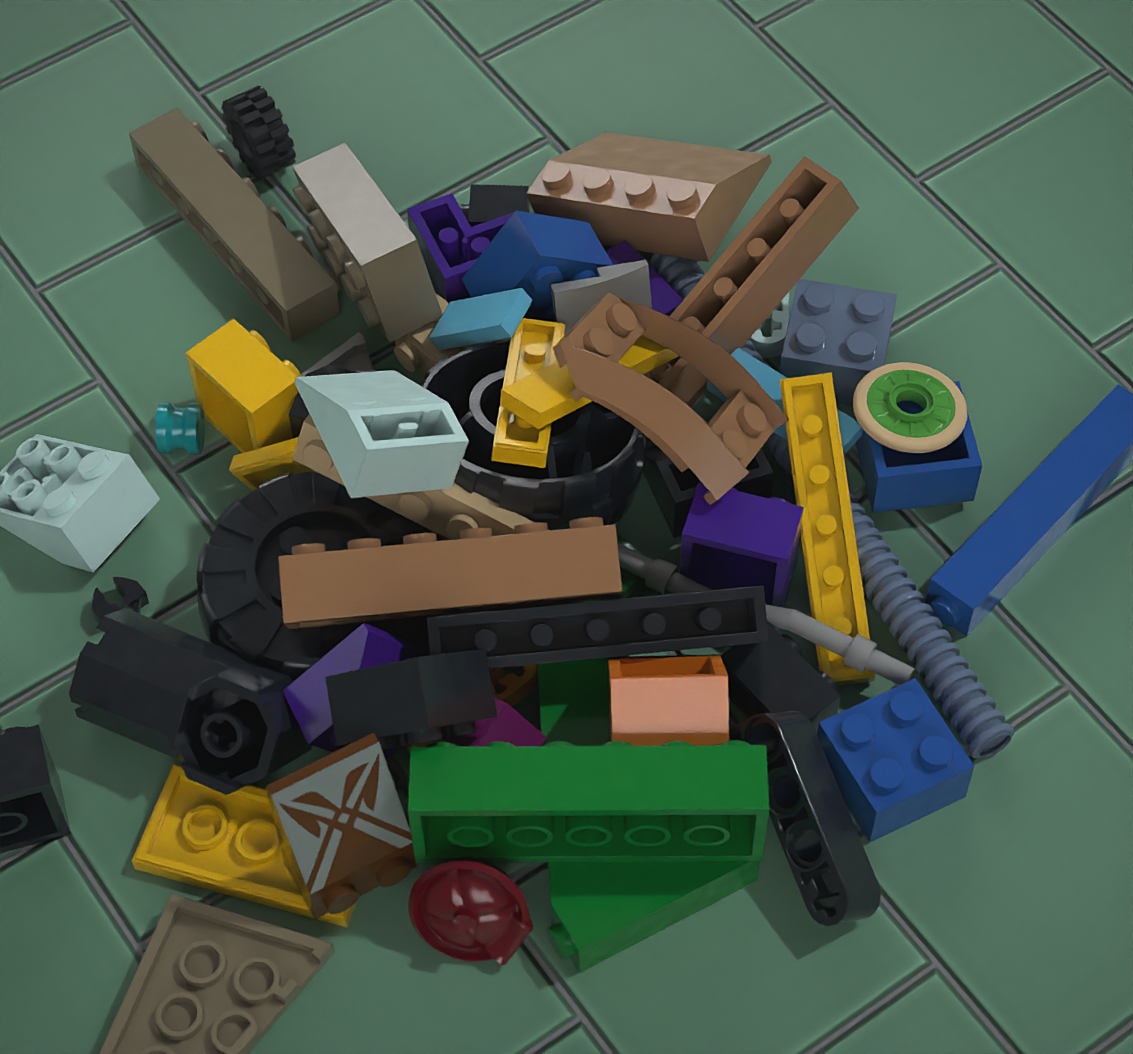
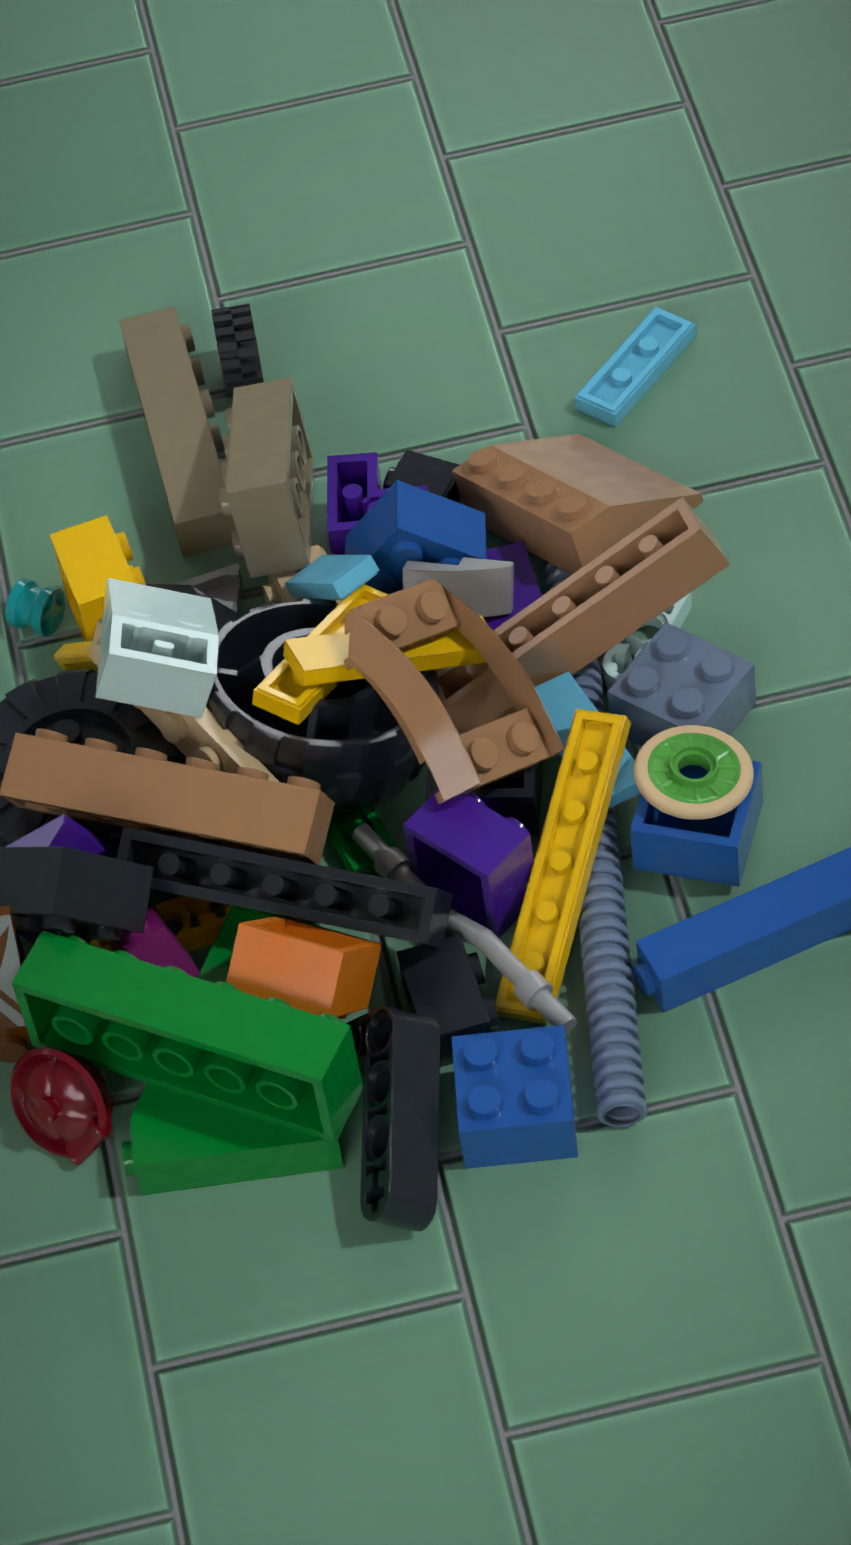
camera: 30 degrees right, 5 degrees down
(622, 60) = (635, 366): none -> medium azure tile

